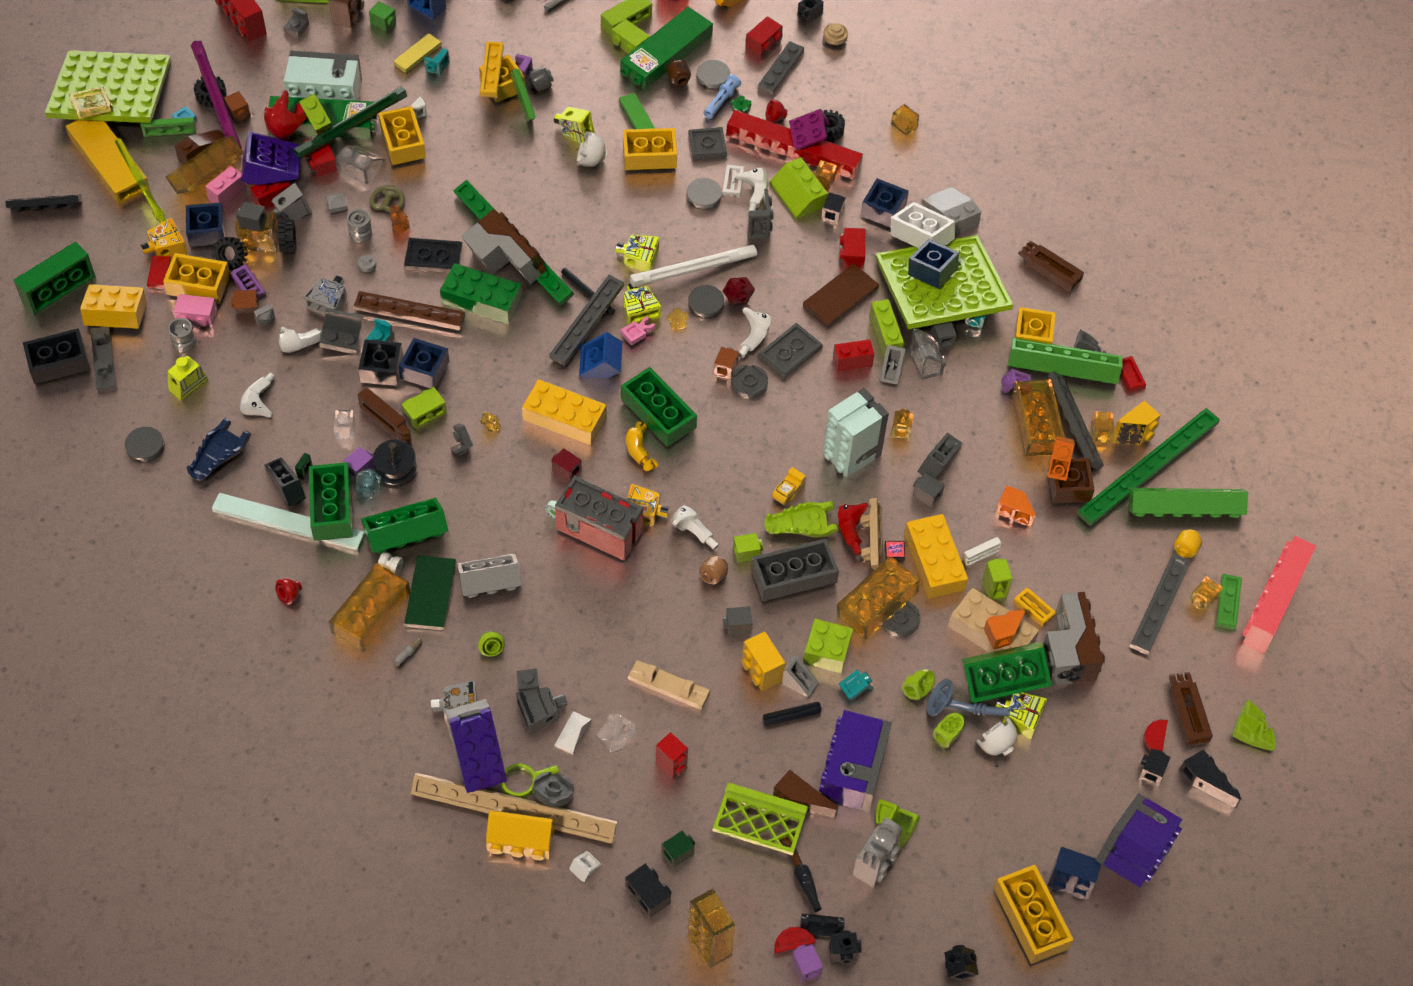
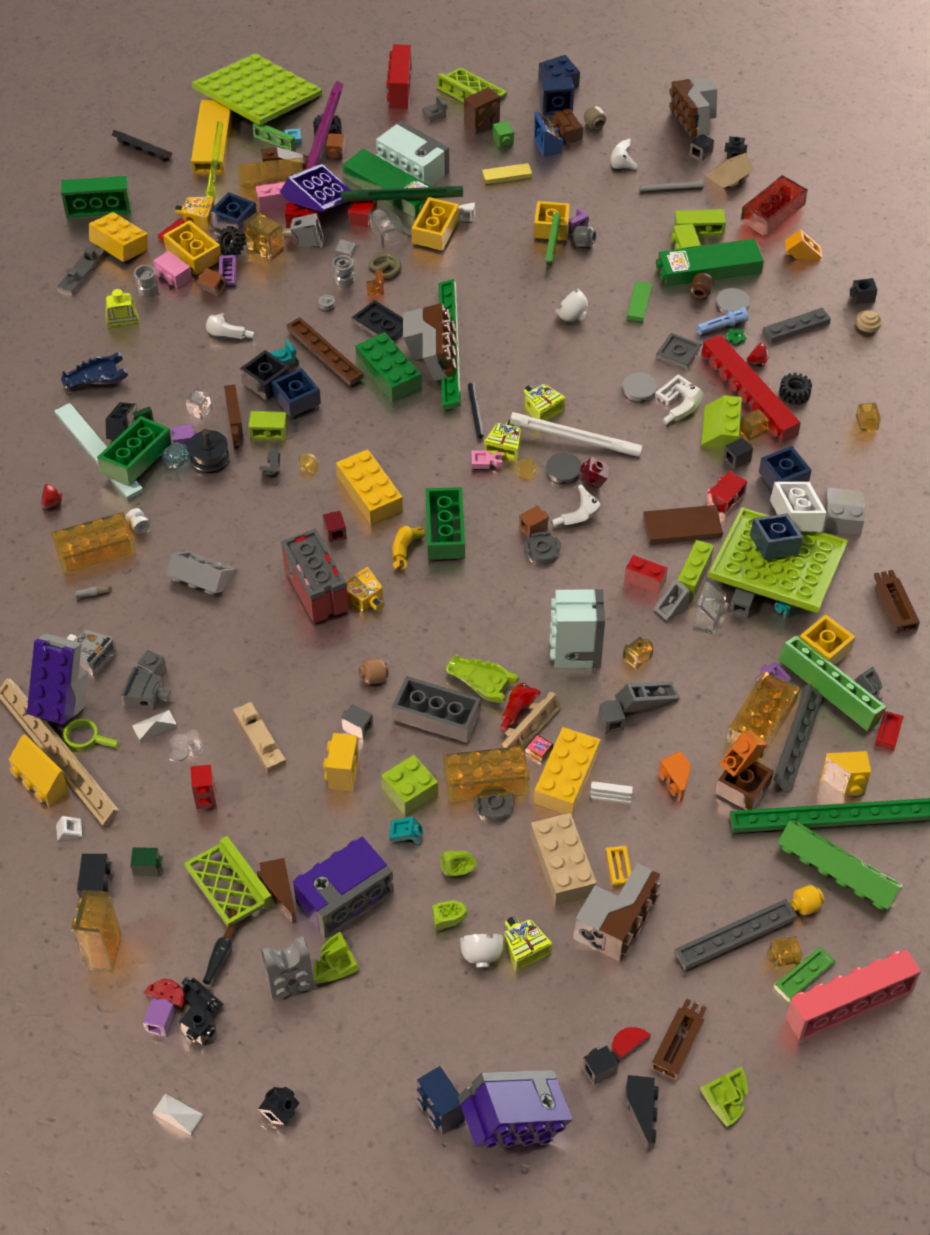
camera: 40 degrees right, 5 degrees down
(56, 356) = (48, 249): black brick -> none
(90, 102) = (227, 89): clear yellow tile -> none
(144, 444) = (53, 342): dark grey tile -> none
(250, 400) = (150, 350): white animal -> none
(251, 216) = (259, 218): dark grey brick -> none
(264, 315) = (216, 298): light grey tile -> none
(282, 122) = (351, 168): red piece -> none
(286, 236) = (282, 251): black tyre -> none
(315, 114) = (379, 173): lime brick -> none
(326, 295) = (273, 309): light grey torso -> none
(341, 331) = (257, 335): dark grey bracket -> none
(404, 525) = (169, 497): green brick -> none
(430, 593) = (147, 560): dark green tile -> none
(439, 62) = (515, 187): teal bracket -> none
(491, 69) = (544, 207): yellow tile -> none
(491, 644) = (153, 621): lime cone -> none
(553, 789) = (96, 755): dark grey tile -> none
(575, 123) = (579, 278): neon yellow torso -> none
(586, 320) = (451, 429): dark grey plate -> none
(601, 357) = (438, 463): blue slope -> none
(649, 149) = (621, 329): yellow brick -> none
(687, 519) = (388, 620): white animal -> none
(747, 547) = (417, 668): lime brick -> none
(761, 220) = (662, 430): dark grey bracket -> none
(764, 36) = (802, 292): red brick -> none
(789, 487) = (495, 645): yellow leg -> none
(790, 350) = (599, 543): dark grey tile -> none
(792, 713) = (333, 819): black axle -> none
(799, 677) = (363, 793): light grey slope -> none
(808, 129) = (767, 377): magenta bracket -> none
(945, 700) = (485, 912): sand blue dish -> none
(997, 579) = (599, 820): lime brick -> none
(1003, 629) = (561, 859): orange slope -> none
(1006, 672) = (533, 897): green brick -> none
(1033, 914) = (375, 1109): yellow brick -> none
(1102, 426) = (815, 756): clear yellow brick -> none

